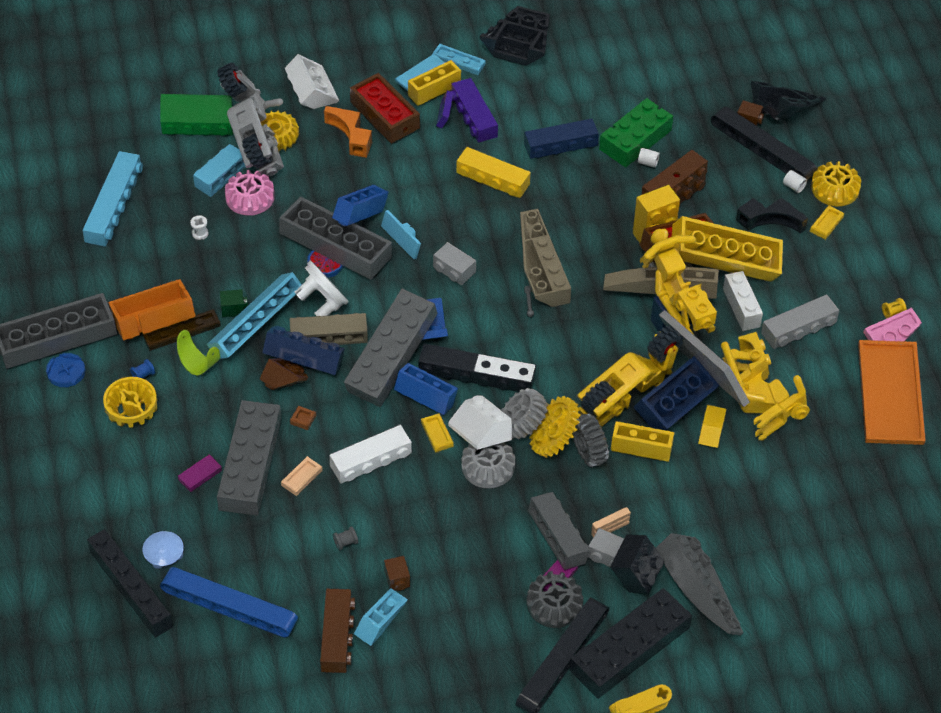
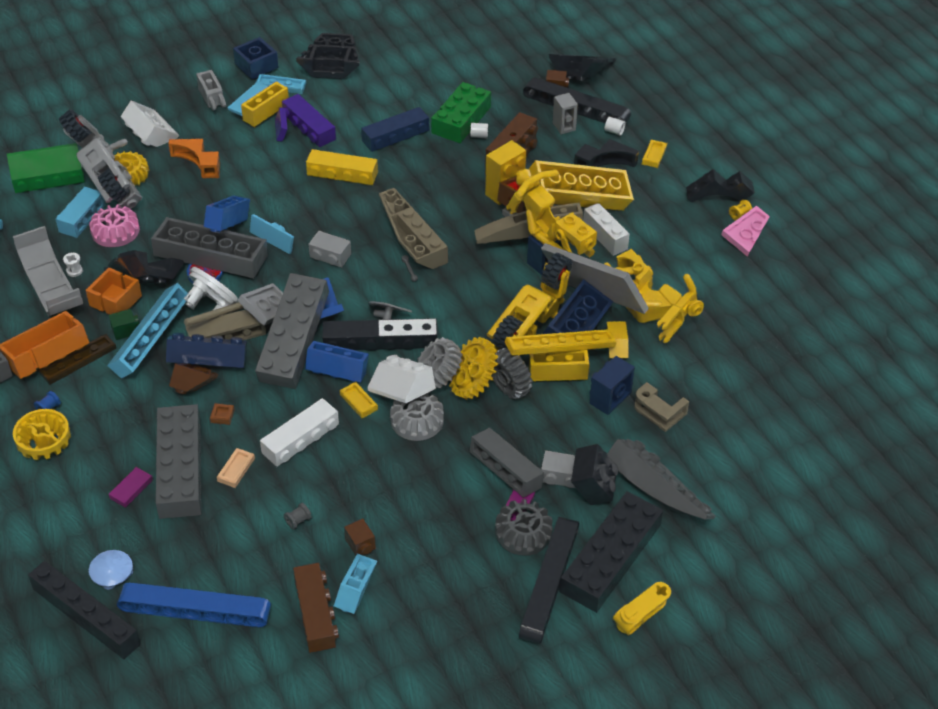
camera: 15 degrees left, 5 degrees down
(171, 232) = (45, 272): none -> light grey windscreen
(192, 358) = (95, 382): lime piece -> none
(228, 269) = (113, 292): none -> orange piece
(260, 249) = (136, 265): none -> black wedge
(363, 305) = (212, 314): none -> dark tan piece
(369, 311) = (262, 303): none -> light grey plate
(383, 54) = (210, 89): none -> light grey hinge
(385, 107) = (225, 132): brick -> none
(439, 24) = (255, 57): none -> dark blue brick
(490, 347) = (386, 314): none -> light grey shield
(612, 521) = (554, 443): light nougat tile -> none
(648, 419) = (560, 342): none -> yellow tile
(687, 474) = (611, 385): none -> dark blue brick
(727, 511) = (657, 409): none -> dark tan piece
(744, 157) = (565, 113): none -> light grey brick
(800, 321) = (663, 236): light grey brick -> none
(834, 191) = (645, 122): yellow gear -> none
(873, 272) = (712, 183): none -> black arch
(891, 392) = (766, 279): orange tile -> none

